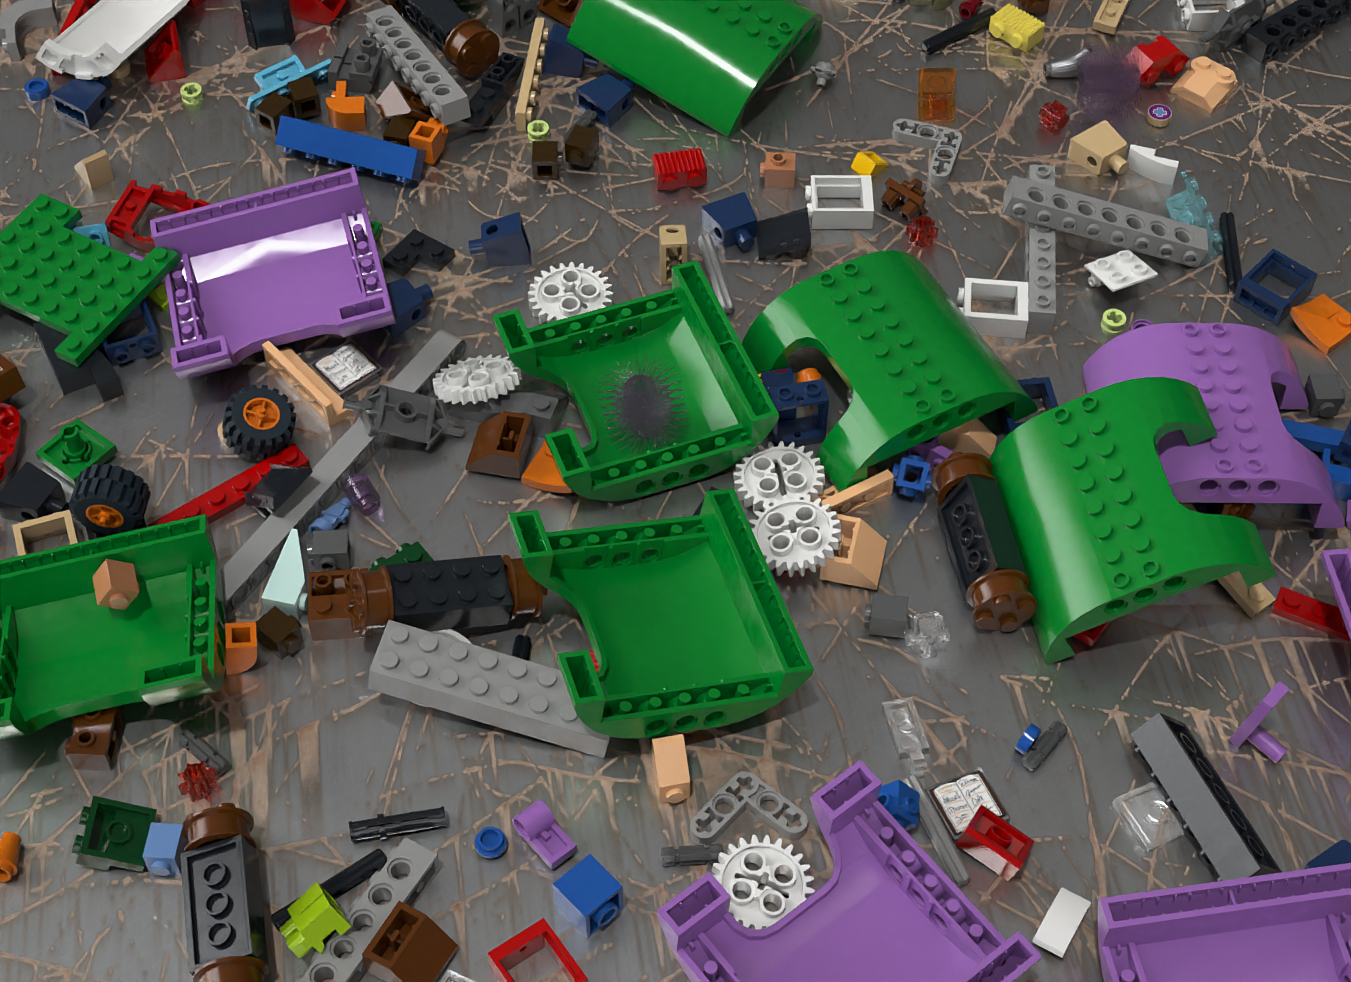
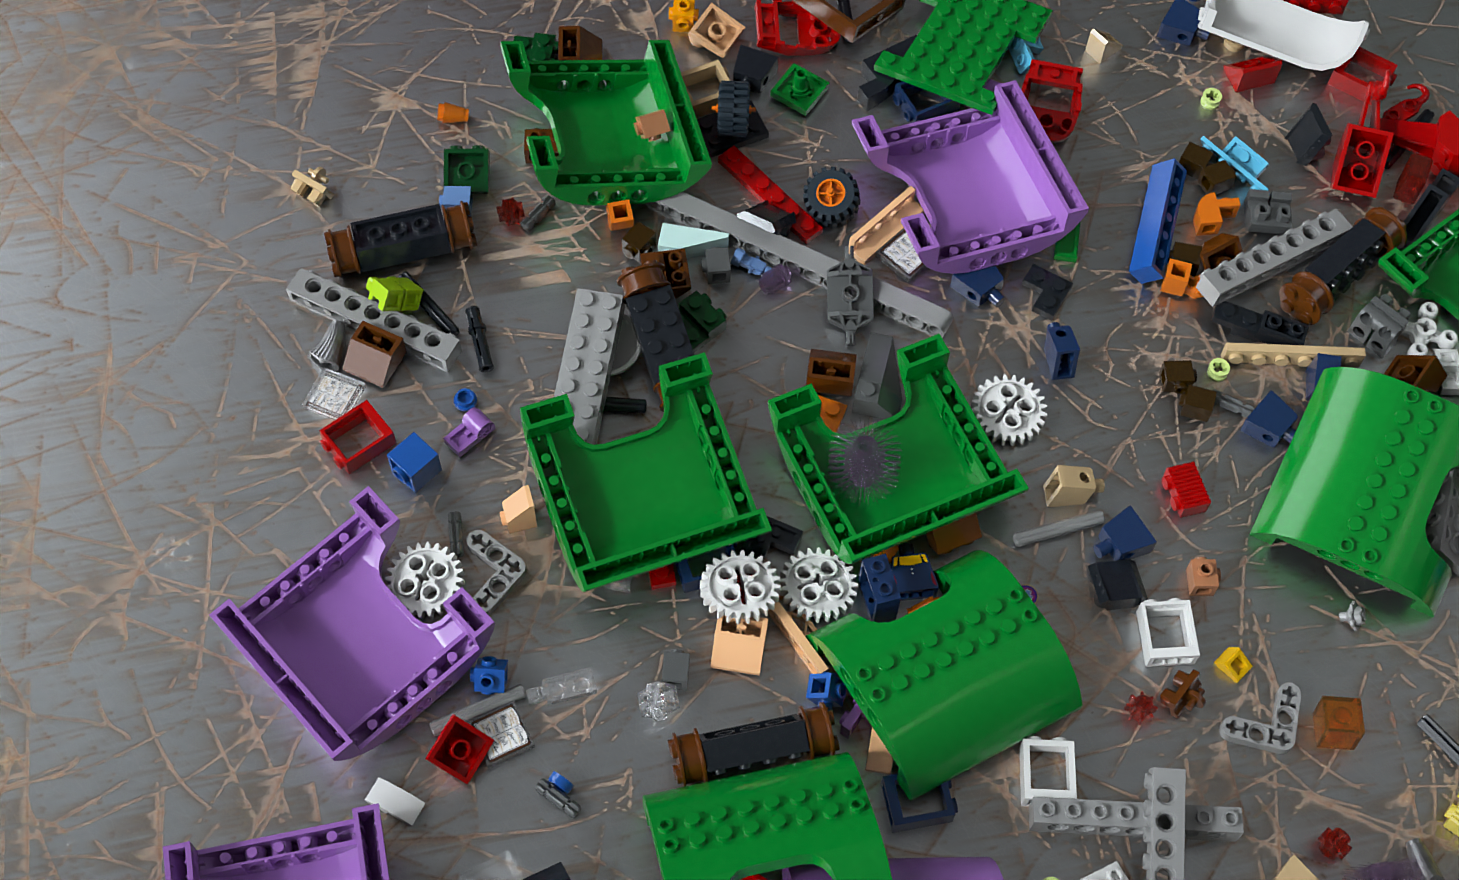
camera: 85 degrees right, 10 degrees up
(476, 379) = (886, 335): white gear -> none

